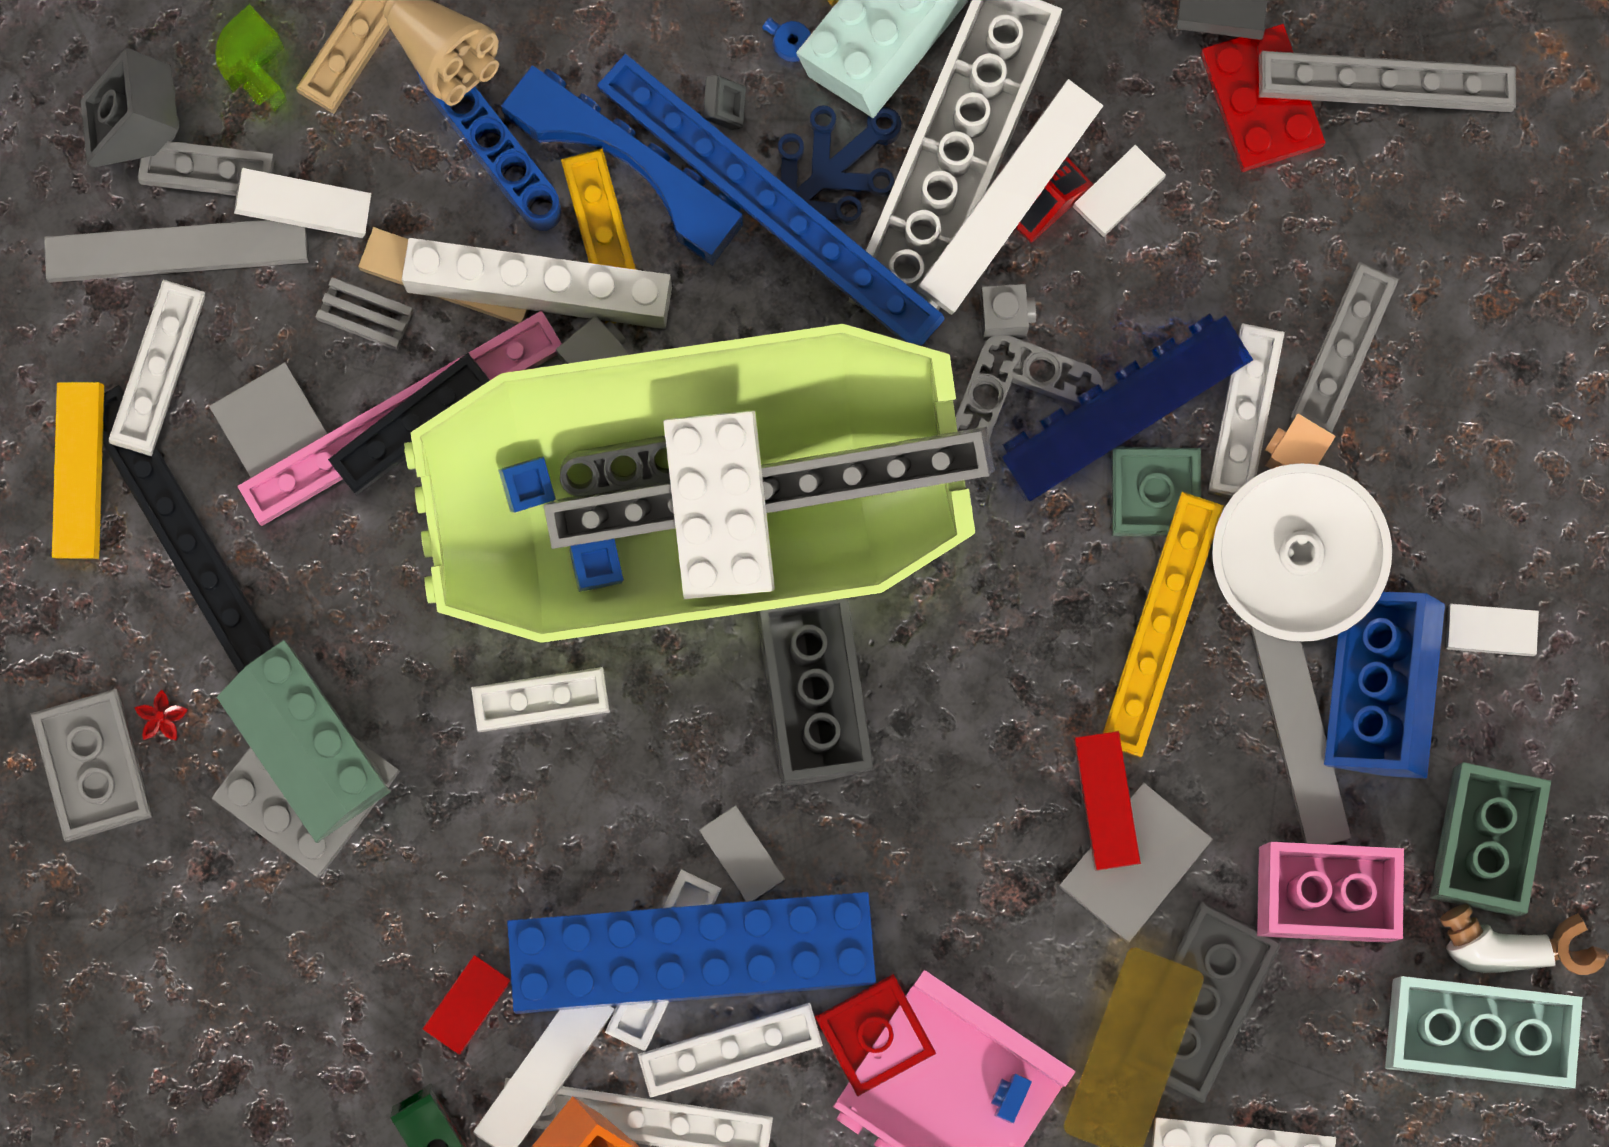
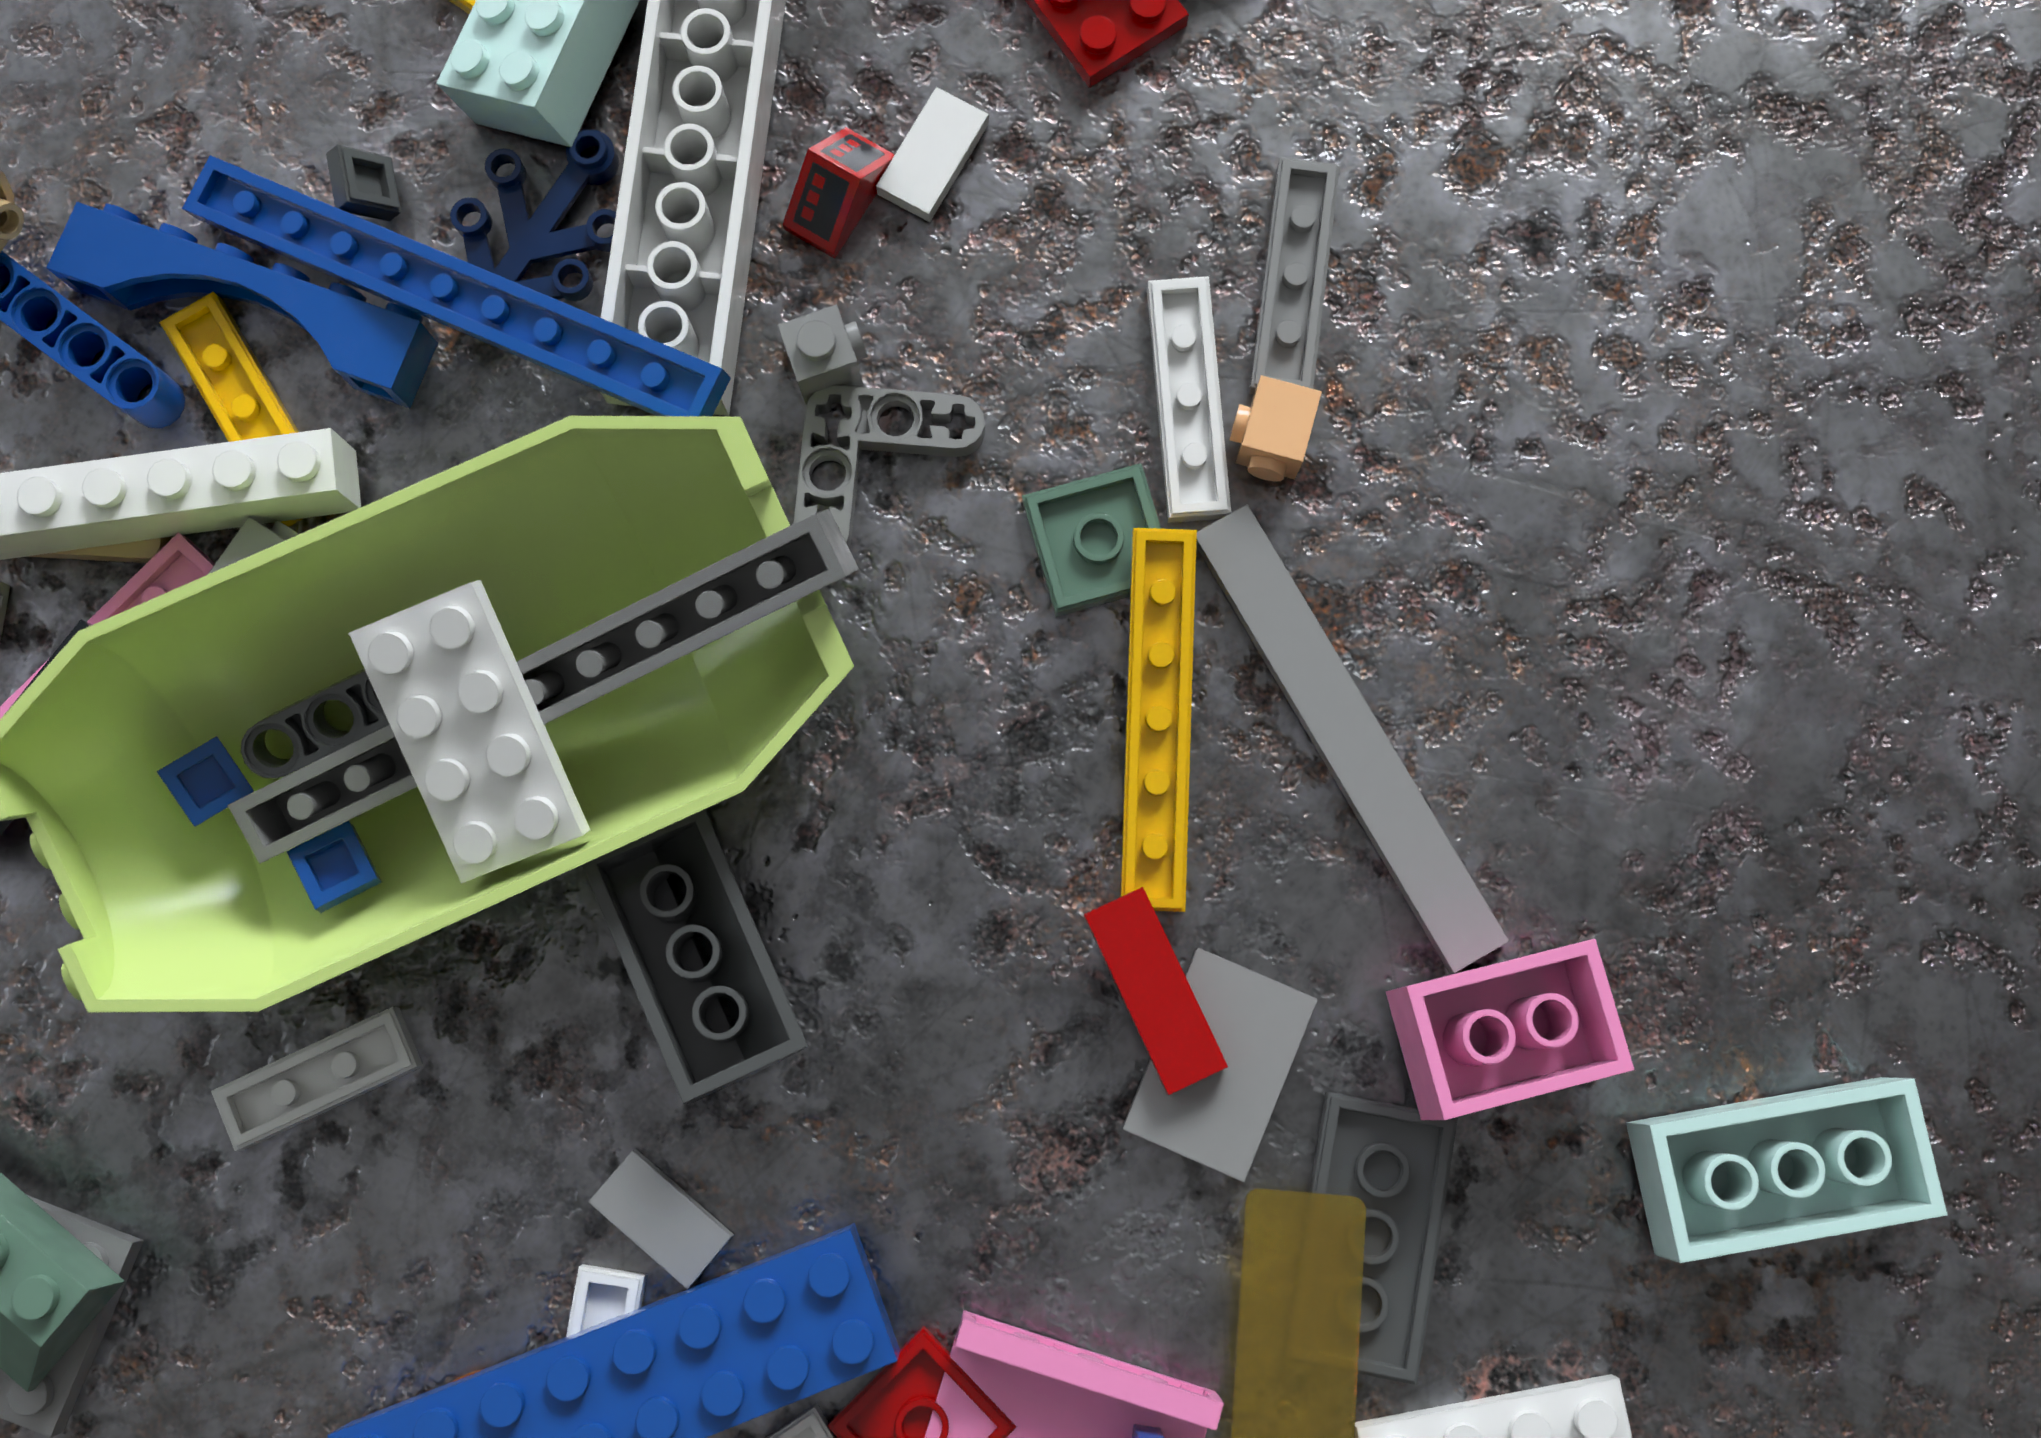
camera: 15 degrees left, 0 degrees up
(783, 34) = (424, 77): blue piece -> none
(1009, 197) = (778, 192): white tile -> none
(1125, 407) = (1022, 434): clear blue brick -> none
(1302, 552) = (1325, 562): white dish -> none
(1386, 688) = (1490, 711): blue slope -> none
(1490, 839) = (1706, 887): sand green brick -> none
(1491, 952) = (1750, 1046): piece -> none
(1492, 630) = (1609, 596): white tile -> none

